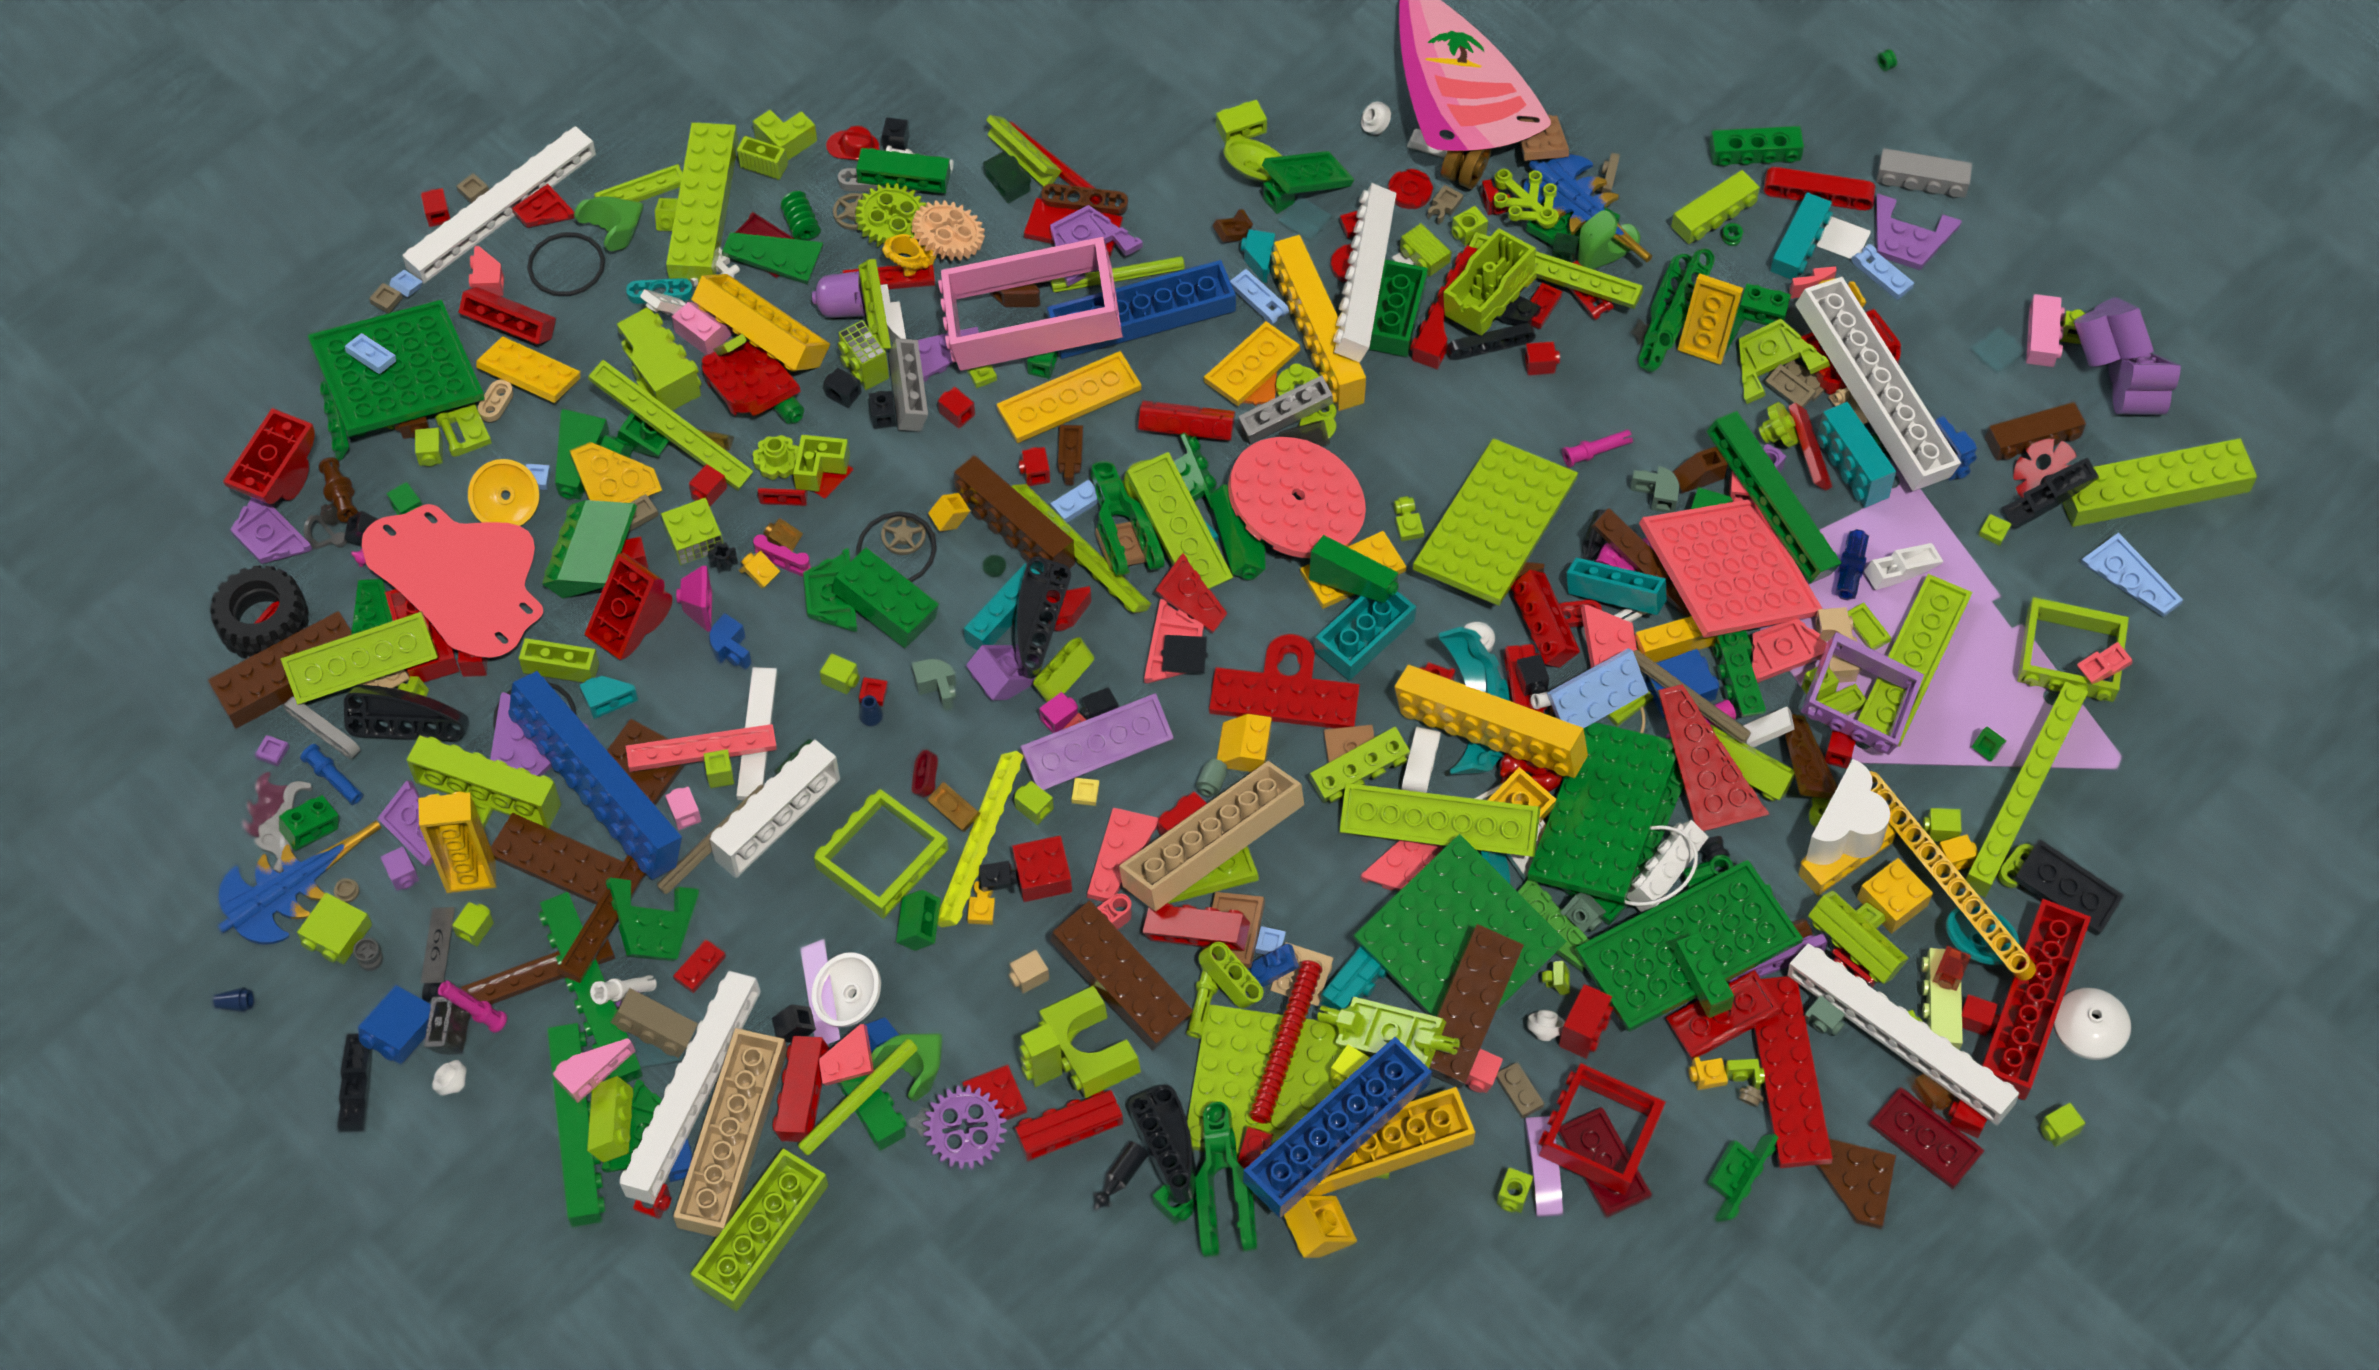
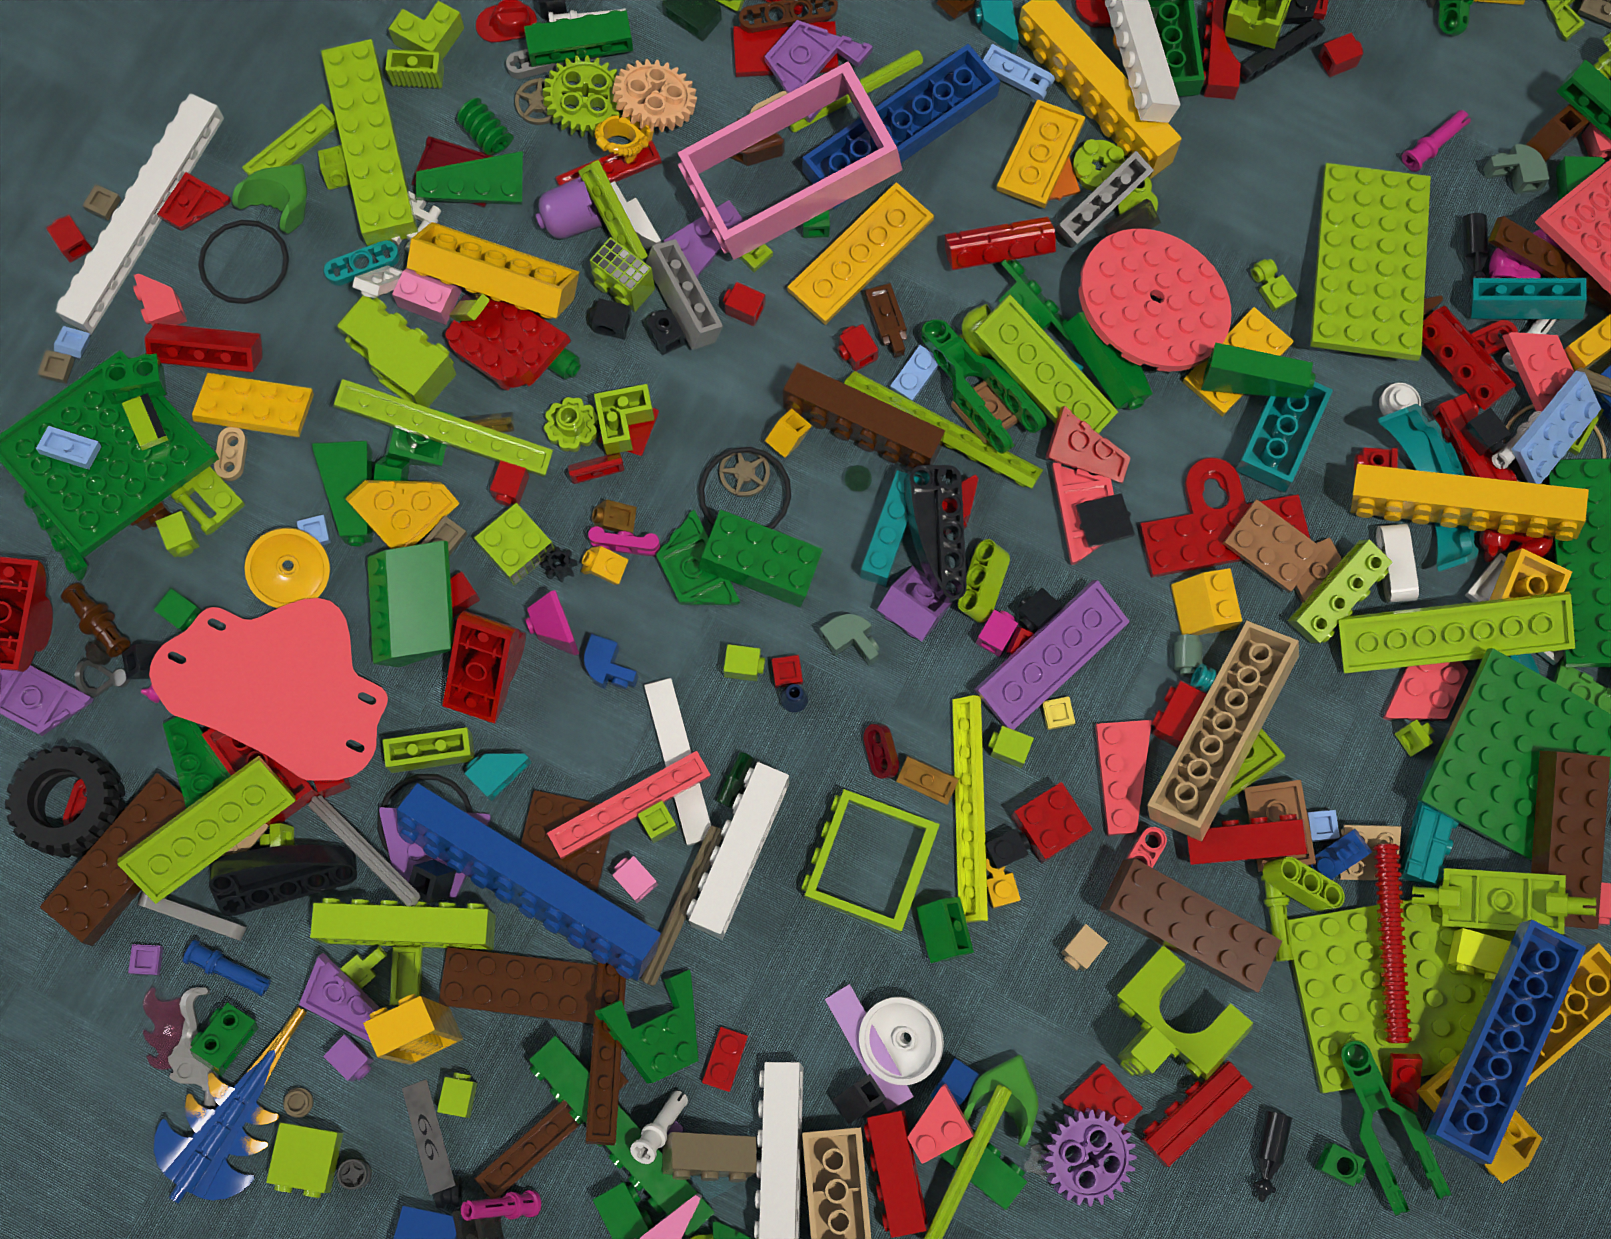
camera: 20 degrees left, 15 degrees up
(437, 353) = (145, 421): none -> lime tile
(442, 320) = (133, 380): none -> green brick
(476, 715) = (364, 851): none -> light grey axle
(519, 751) = (432, 880): none -> black brick
(1167, 1139) = (1316, 1091): black beam -> none
(1213, 792) = (1203, 677): none -> teal bush
(1317, 714) = (1272, 546): none -> medium nougat plate
(1378, 896) = (1415, 737): none -> lime tile

